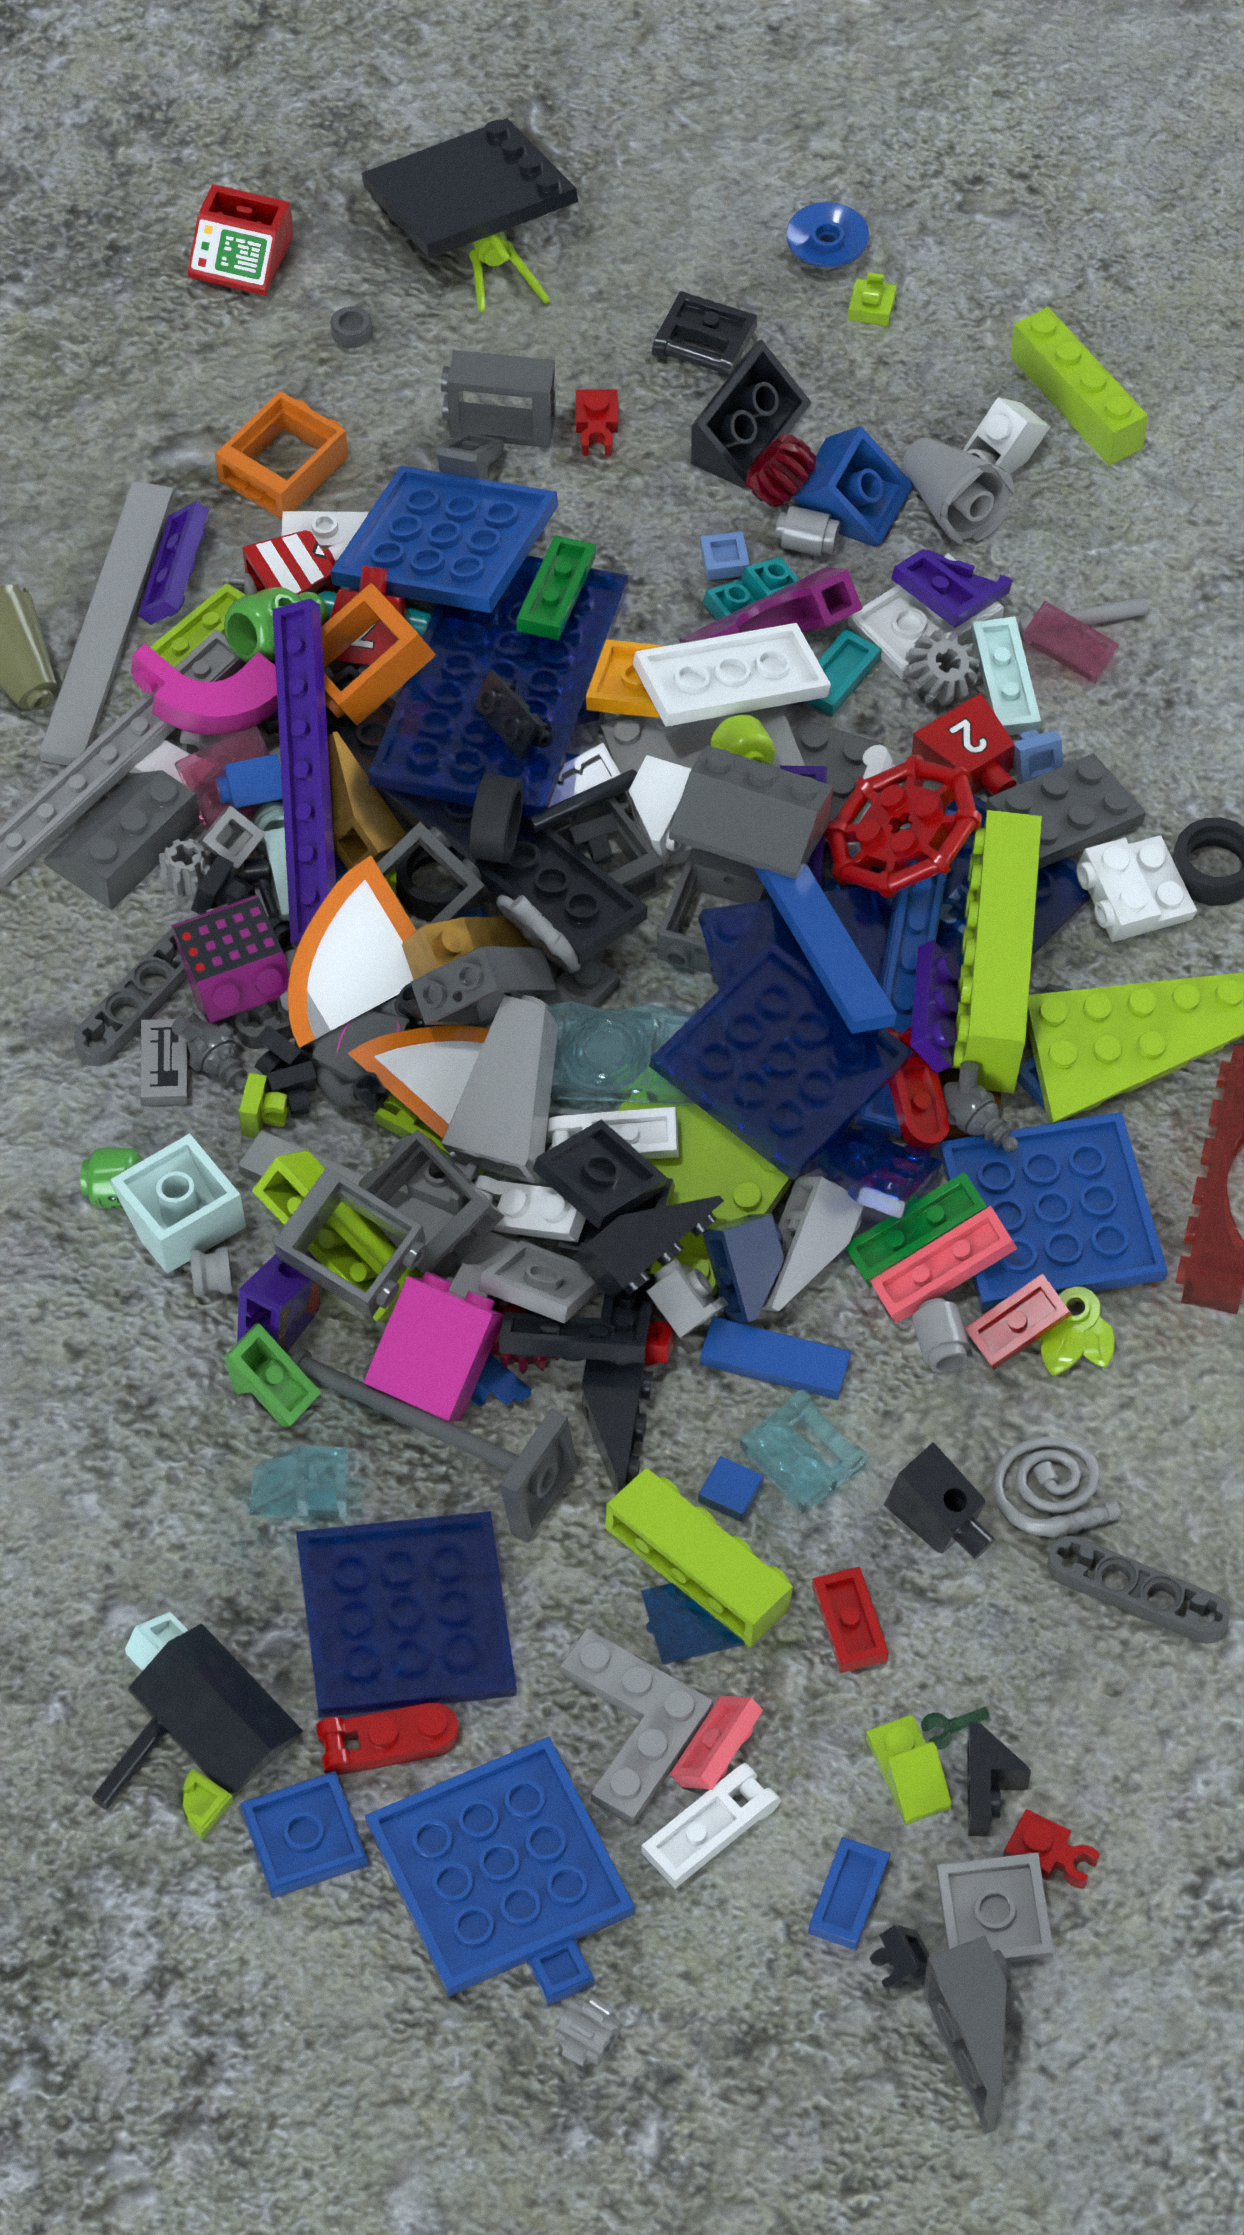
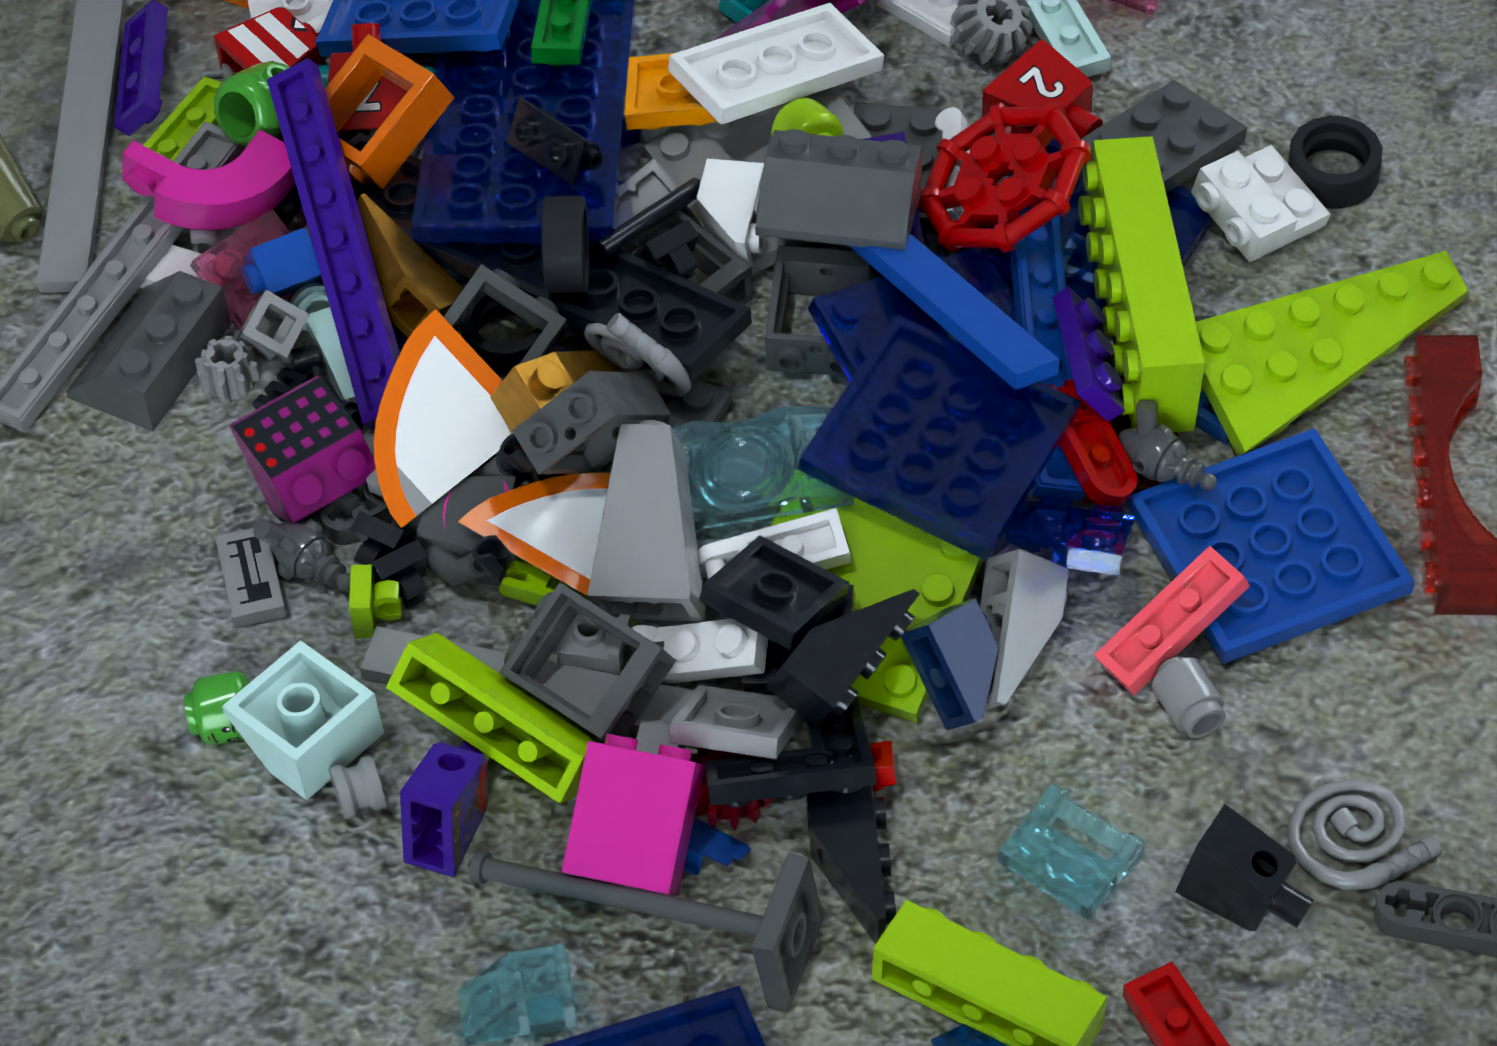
camera: 10 degrees left, 5 degrees down
(131, 992) = (199, 510): dark grey beam -> none
(217, 887) = (268, 379): black tile -> none
(267, 1372) = (447, 880): bright green slope -> none
(313, 1214) = (466, 691): dark grey window -> none
(684, 1297) = (897, 709): light grey brick -> none
(730, 1488) = (1001, 907): blue tile -> none
(775, 1357) = (1011, 757): blue tile -> none
(845, 666) = (895, 37): teal tile -> none
(922, 1224) = (1119, 598): green plate -> none
(1018, 1321) = (1269, 665): plate -> none
(1037, 754) = (1117, 90): medium blue tile -> none
(1078, 1335) = (1327, 671): lime plate -> none

